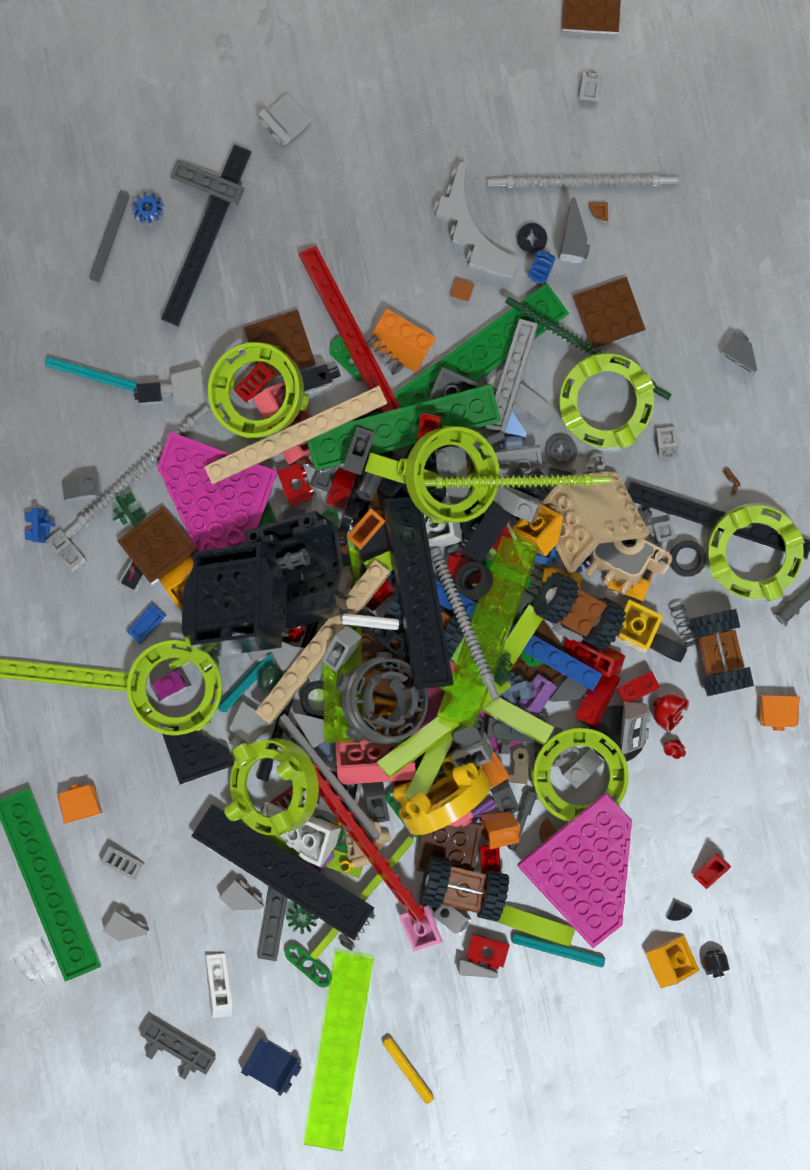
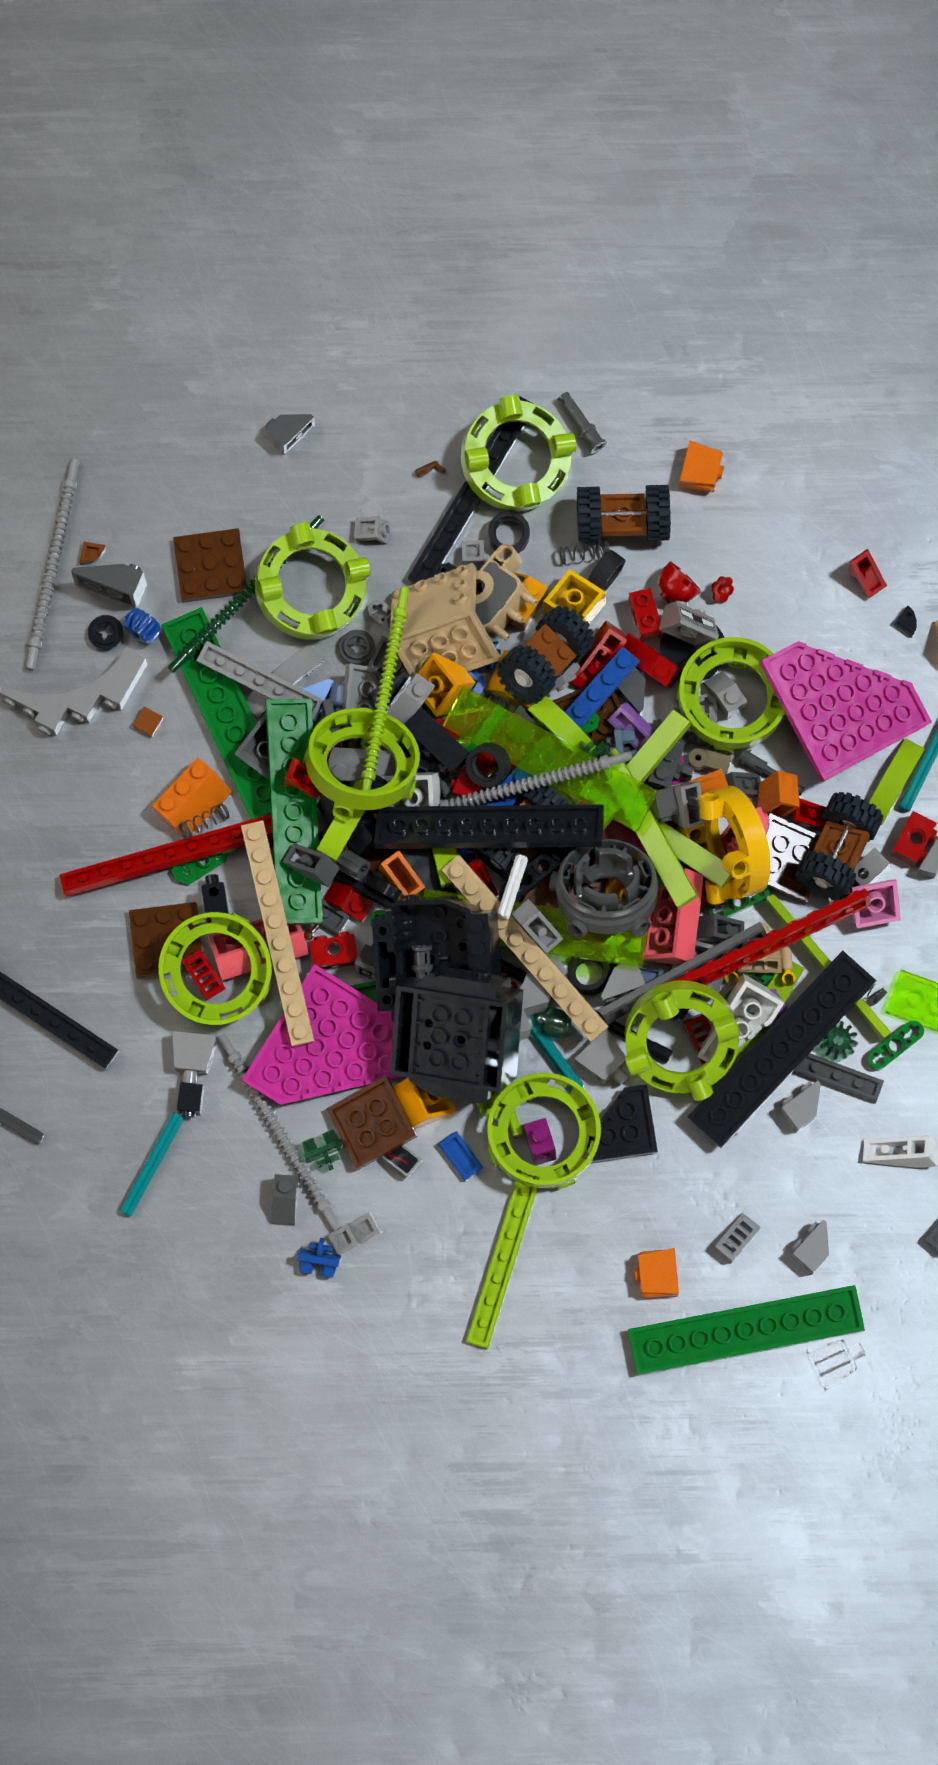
camera: 80 degrees left, 10 degrees down
(546, 830) = (788, 748): dark orange tile -> none

